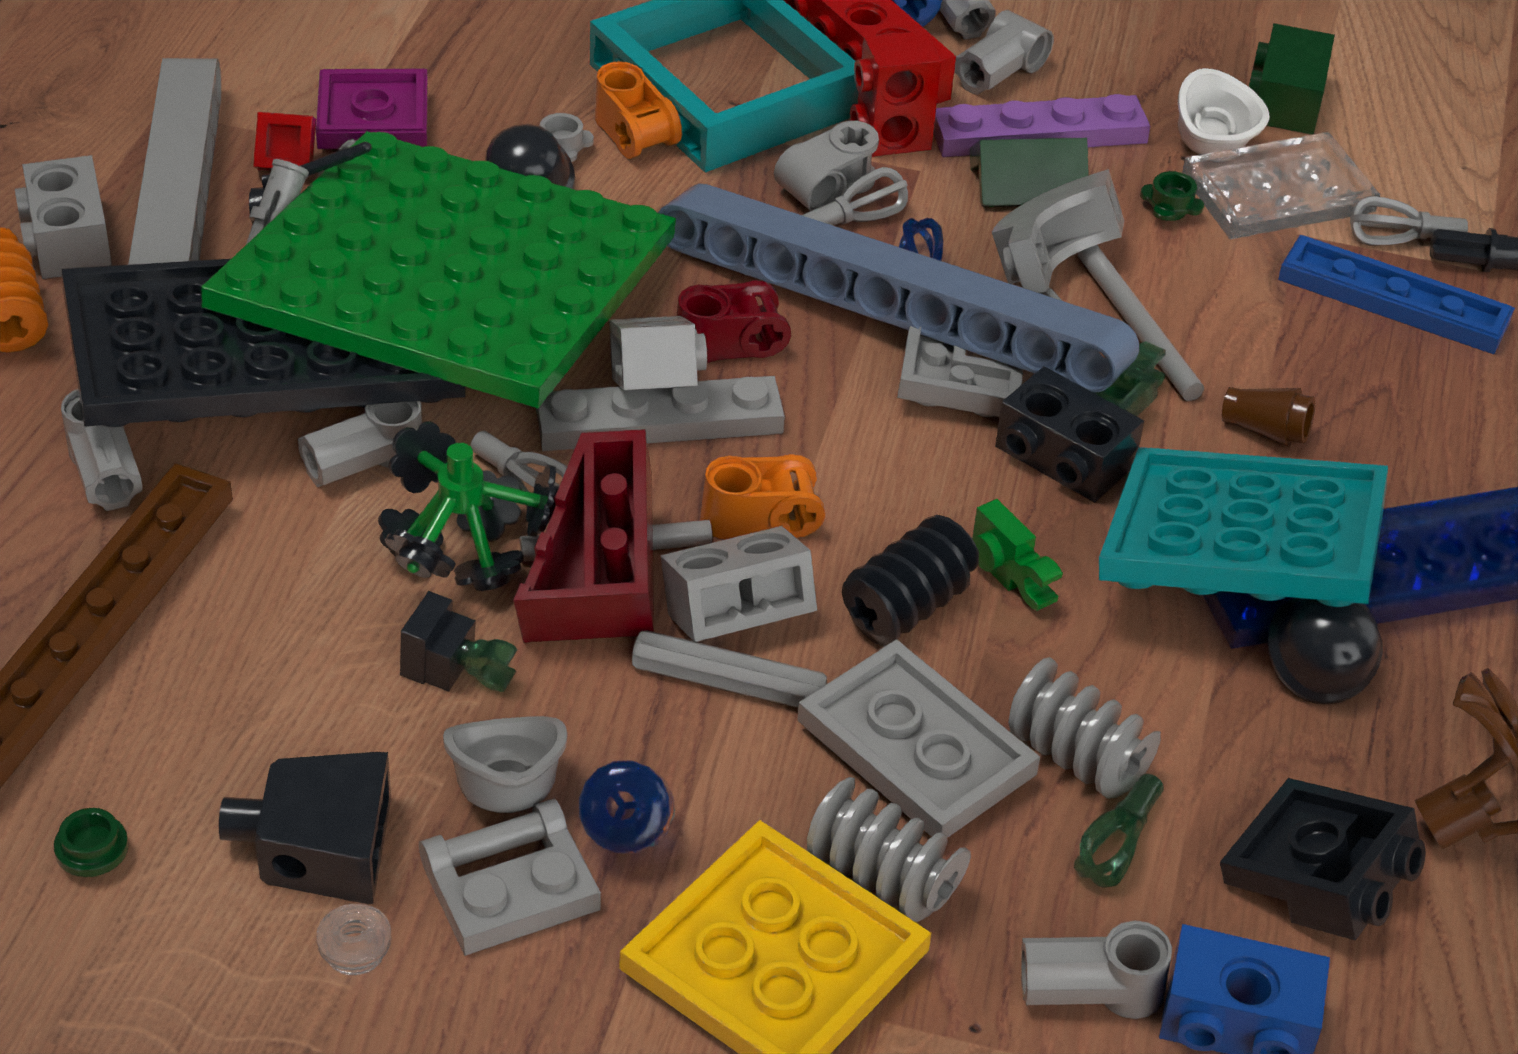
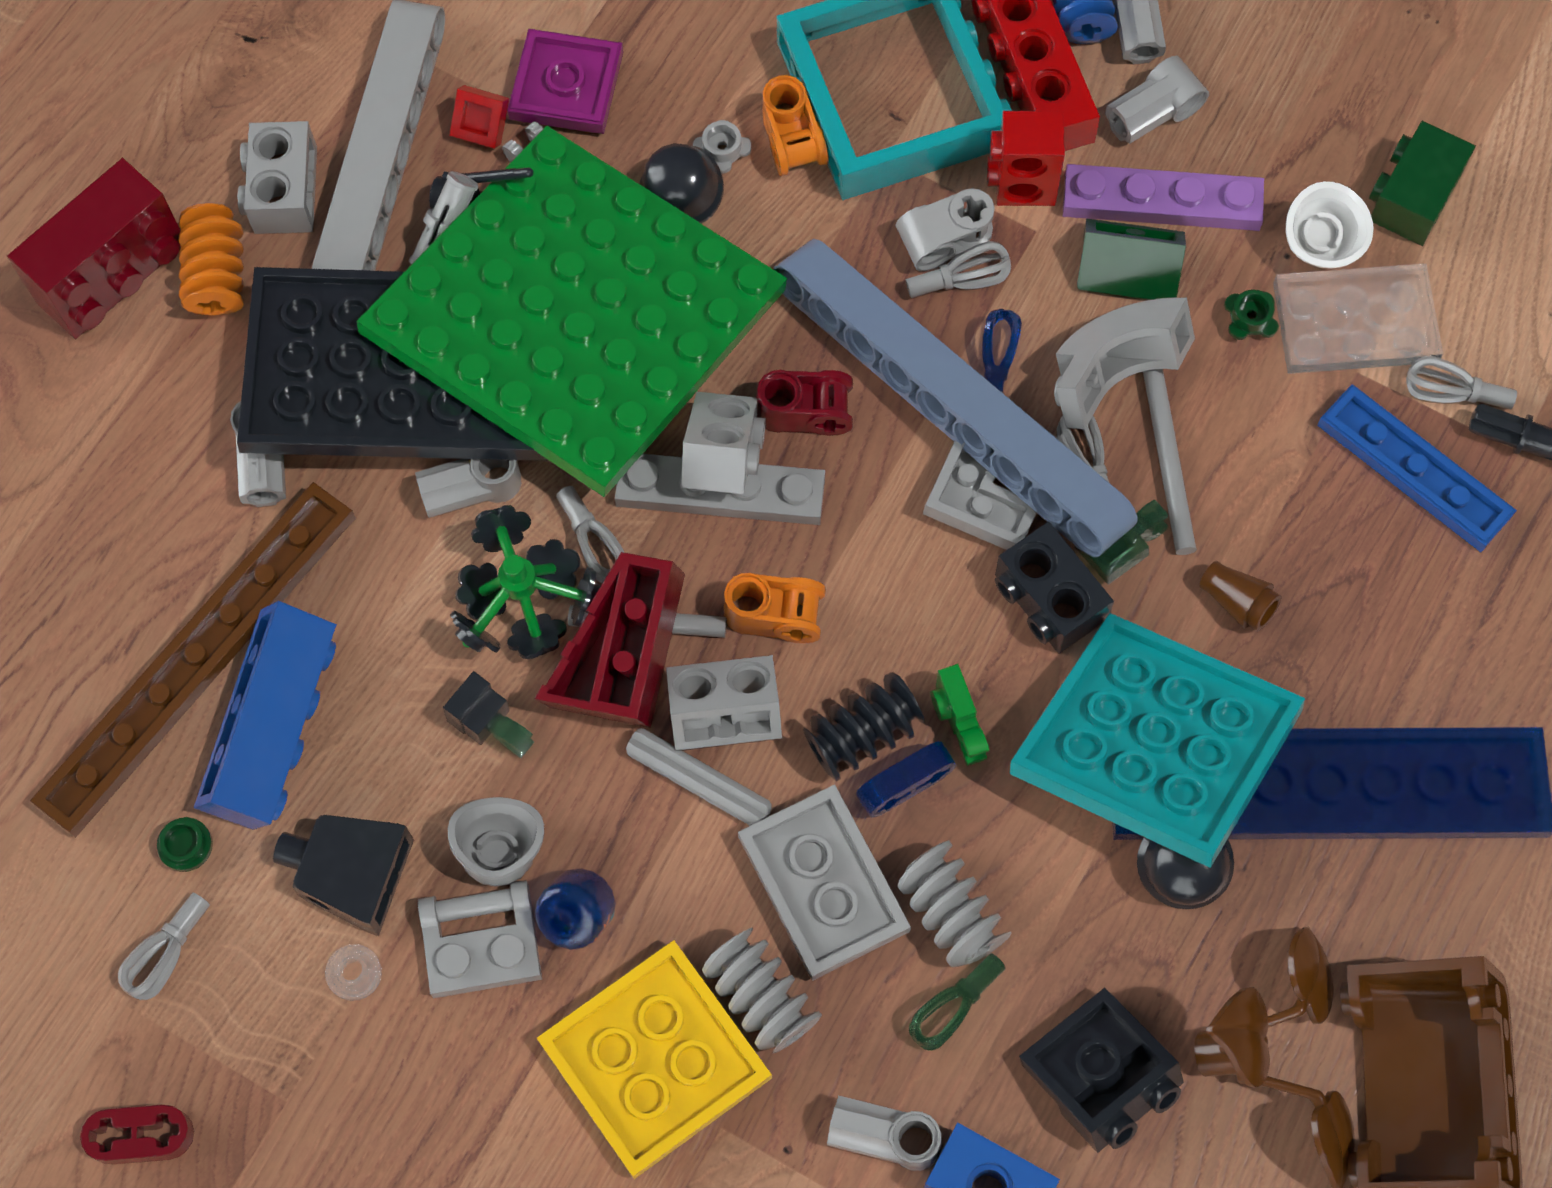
camera: 20 degrees right, 25 degrees up
(95, 941) = (172, 932): none -> light grey piece
(173, 688) = (267, 716): none -> blue brick
(975, 626) = (906, 779): none -> clear blue beam

